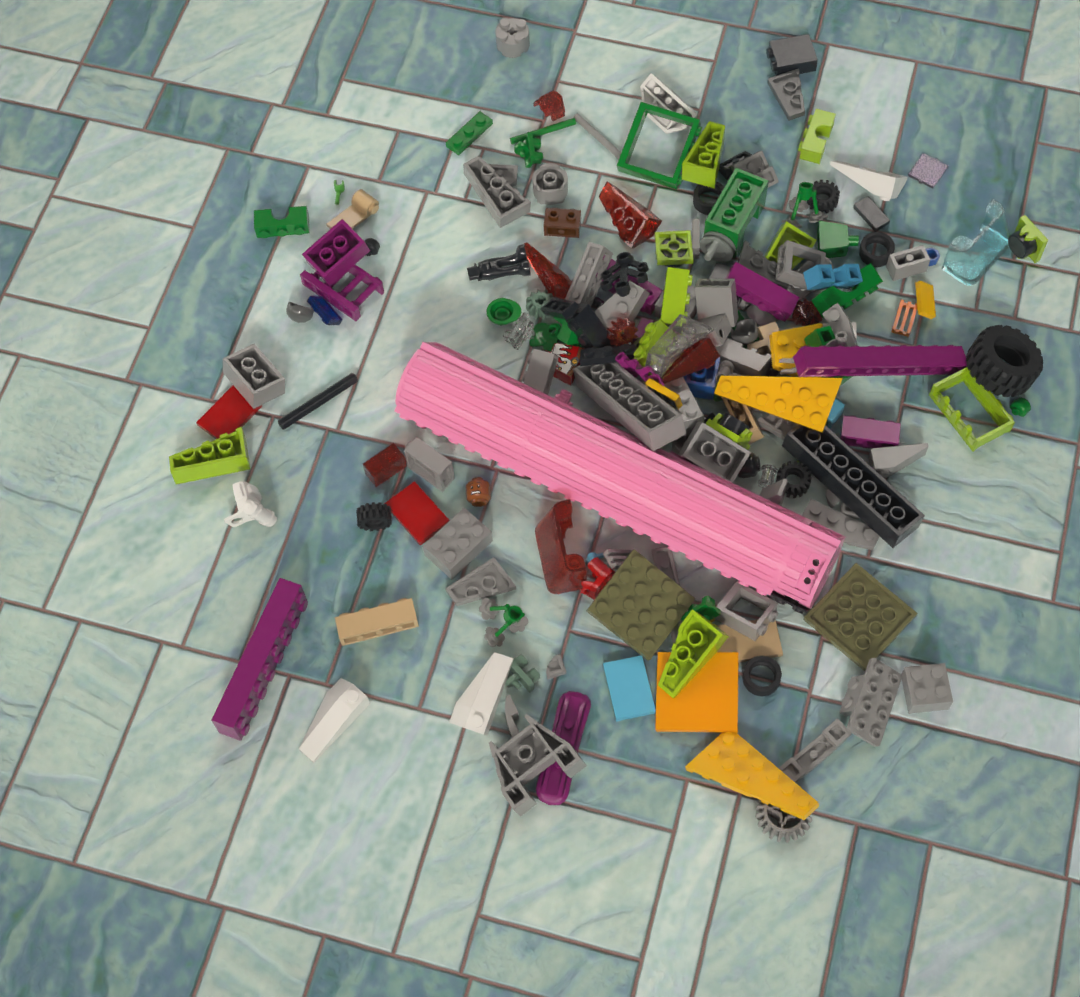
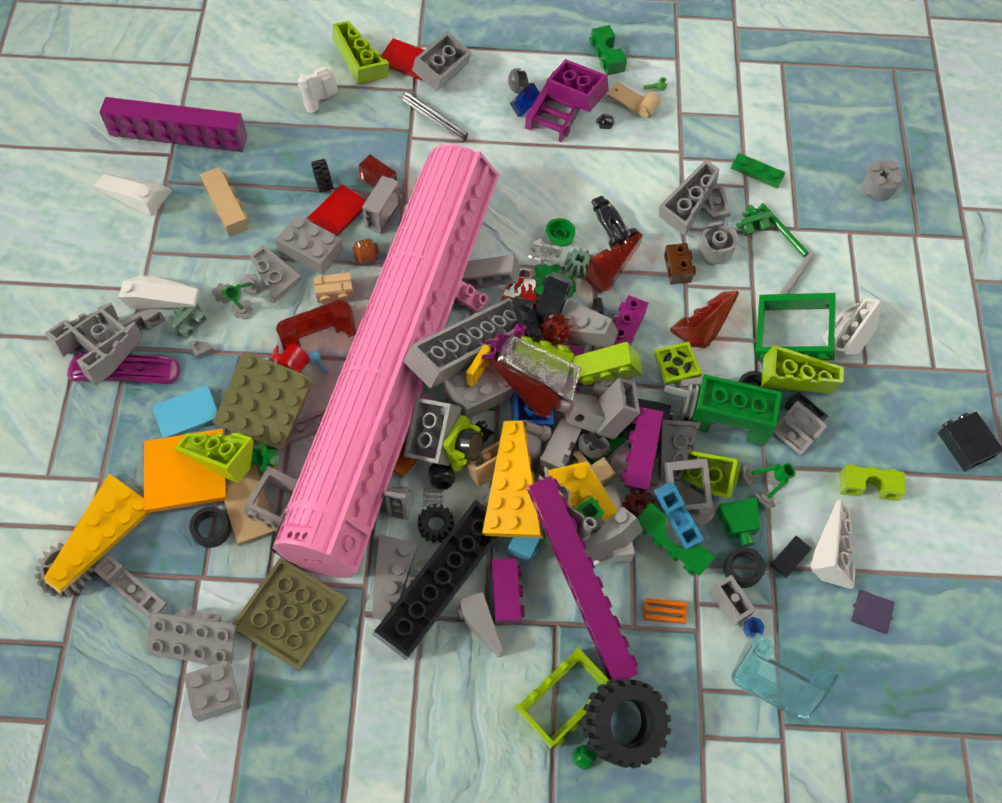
camera: 70 degrees right, 0 degrees up
(515, 528) = (333, 287): none -> tan brick
(551, 105) = (811, 227): clear red hair -> none
(560, 308) = (563, 267): black plate -> none
(586, 274) = (607, 287): light grey fence -> none
(616, 555) = (321, 390): light grey tile -> none
(623, 261) = (642, 317): black plant -> none
(788, 93) = (919, 445): dark grey wing -> none
(828, 189) = (799, 491): black tyre -> none
(925, 299) = (693, 629): yellow tile -> none
(1027, 240) = (804, 732): piece -> none

